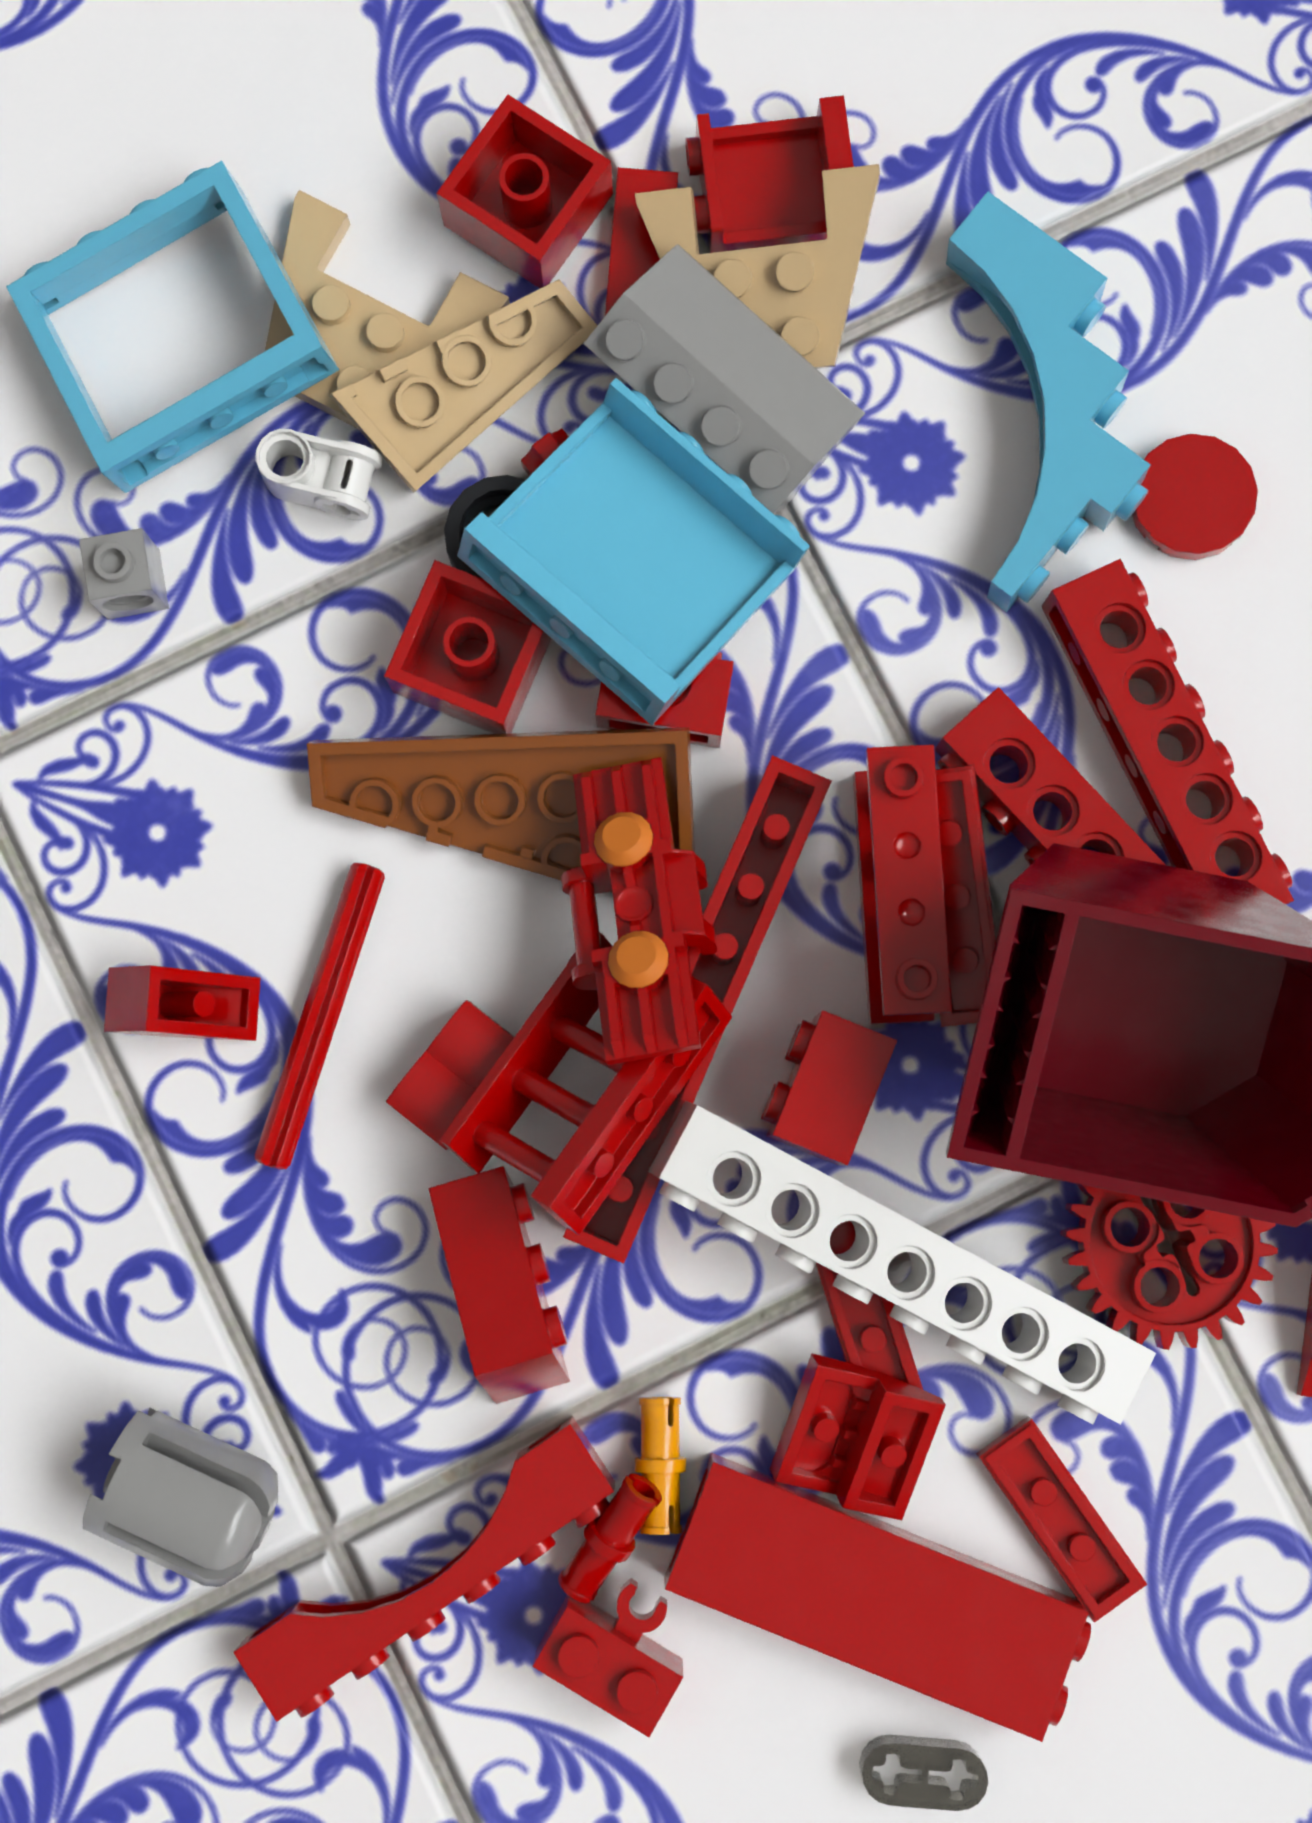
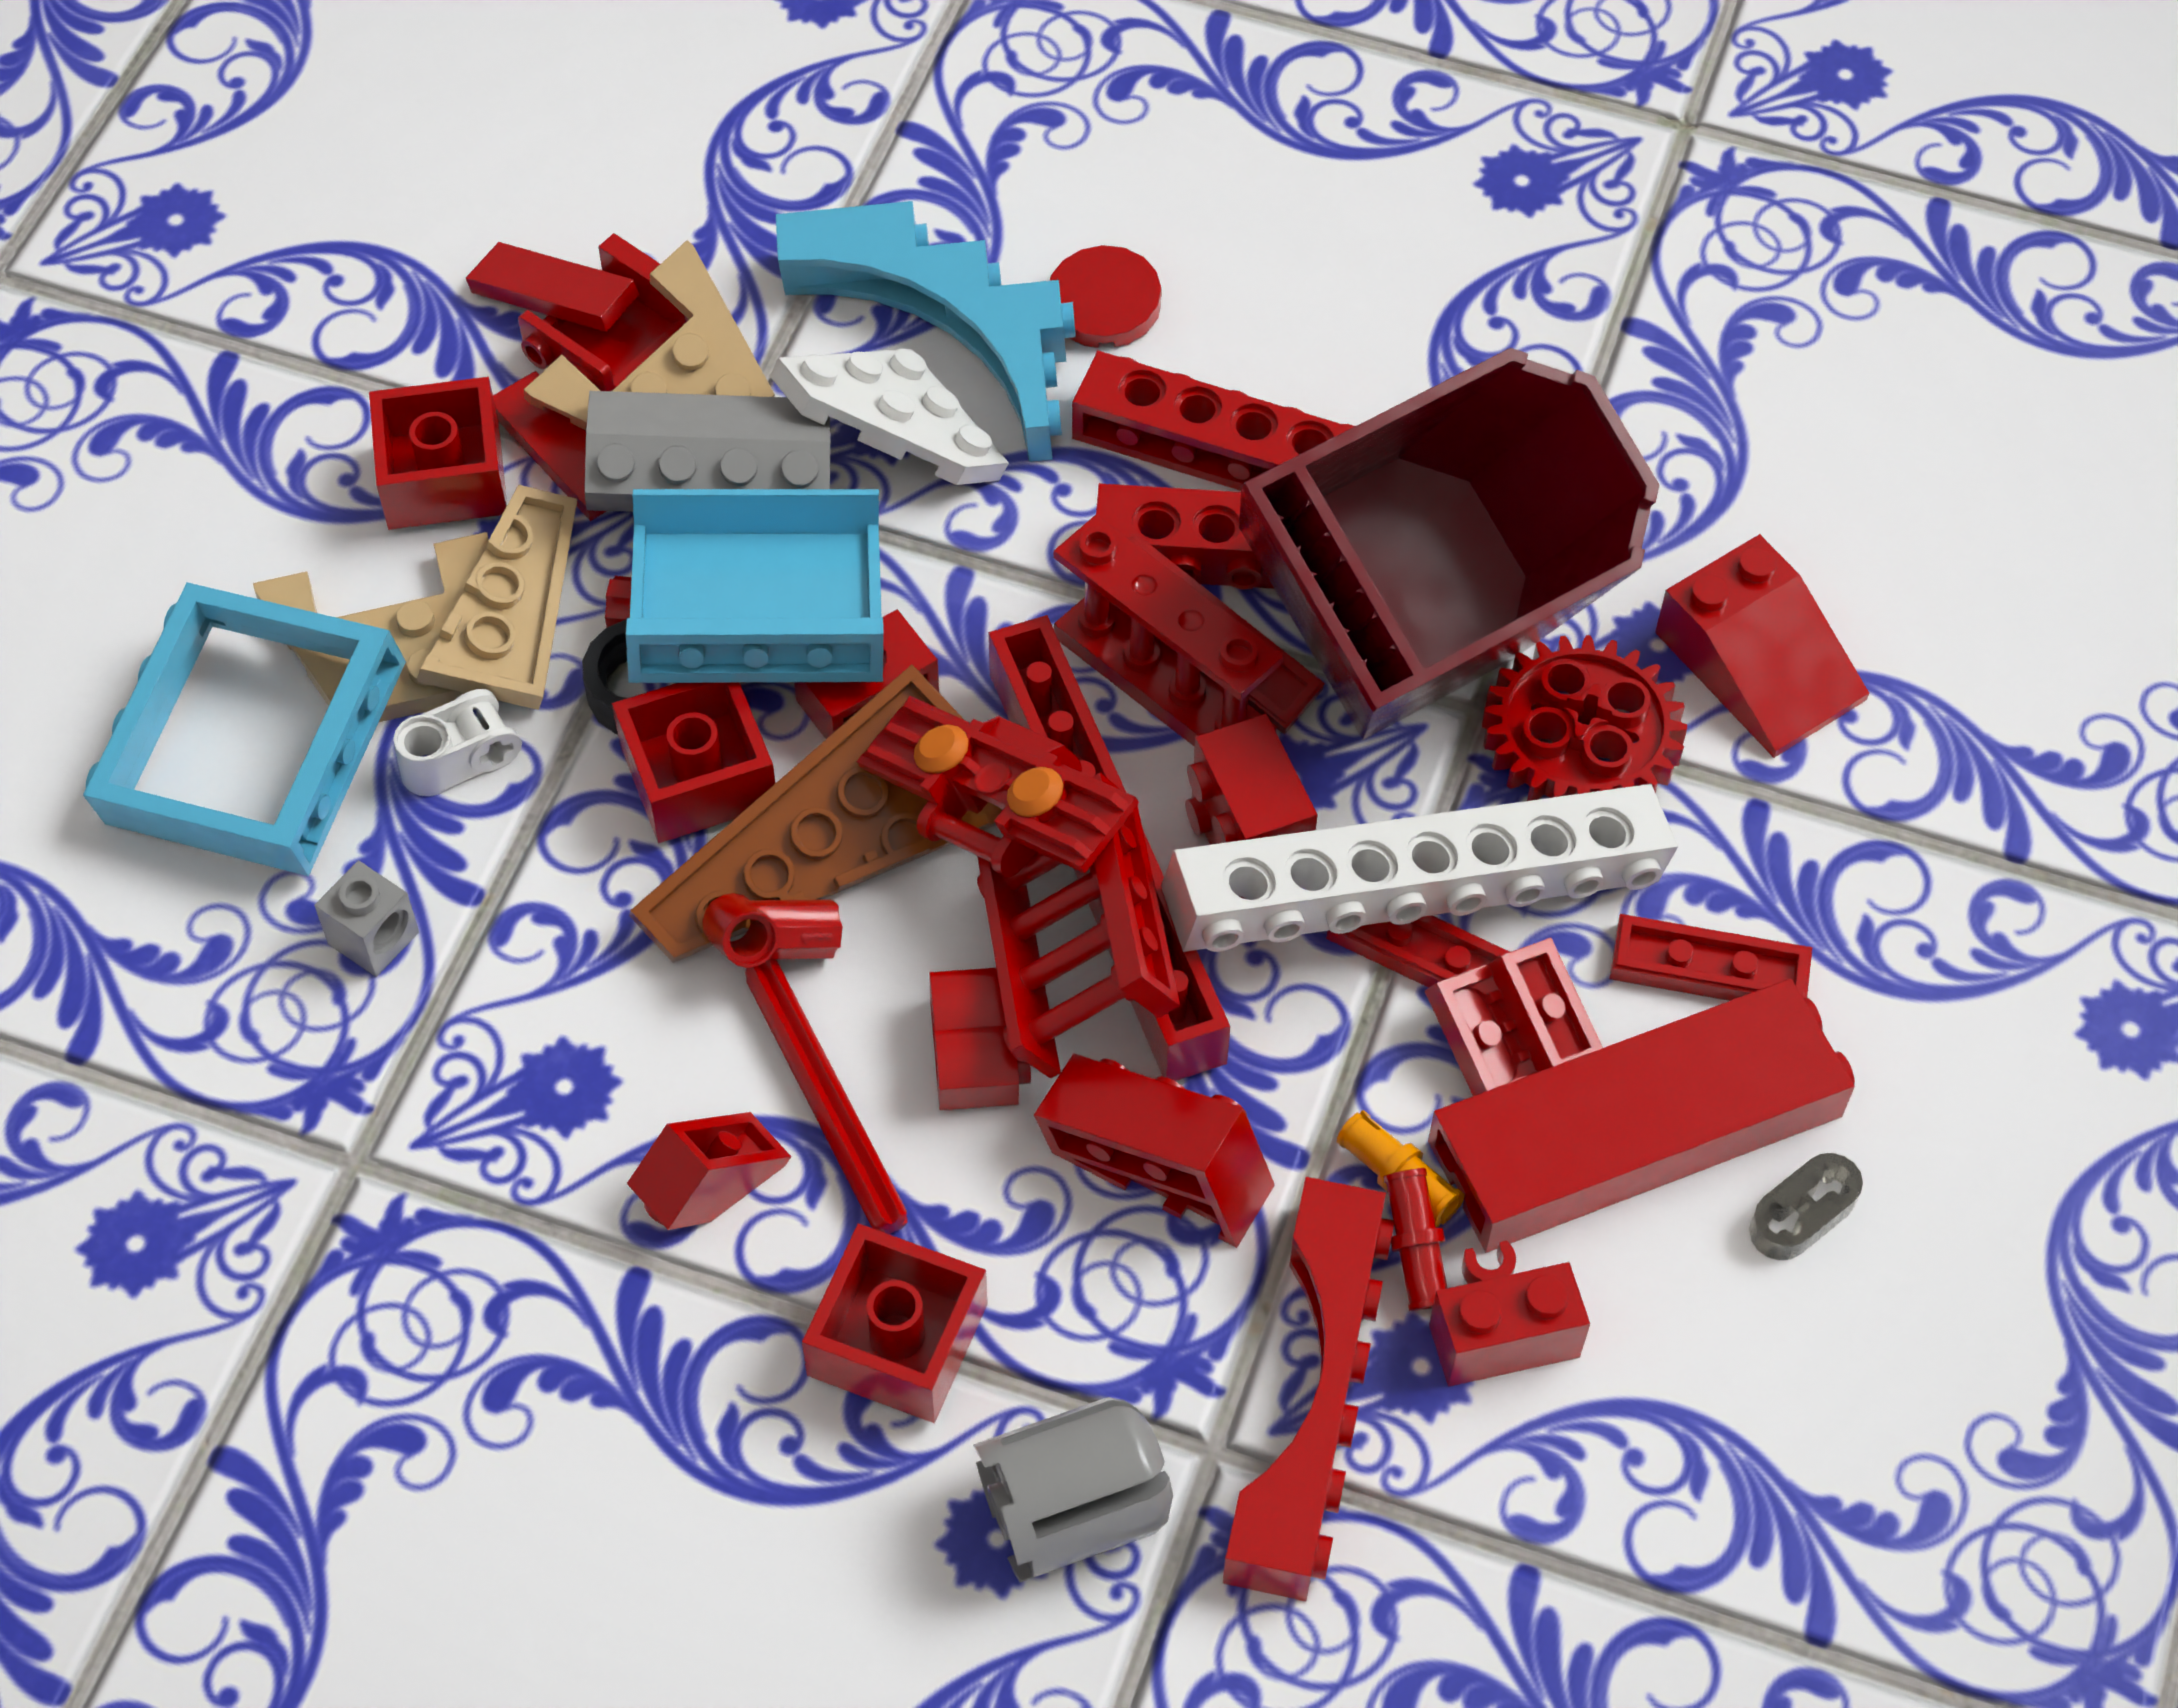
camera: 45 degrees left, 25 degrees down
(185, 1255) = (895, 1322): none -> red brick
(374, 845) = (776, 929): none -> red piece
(759, 101) = (552, 286): none -> red tile
(909, 463) = (895, 407): none -> white plate

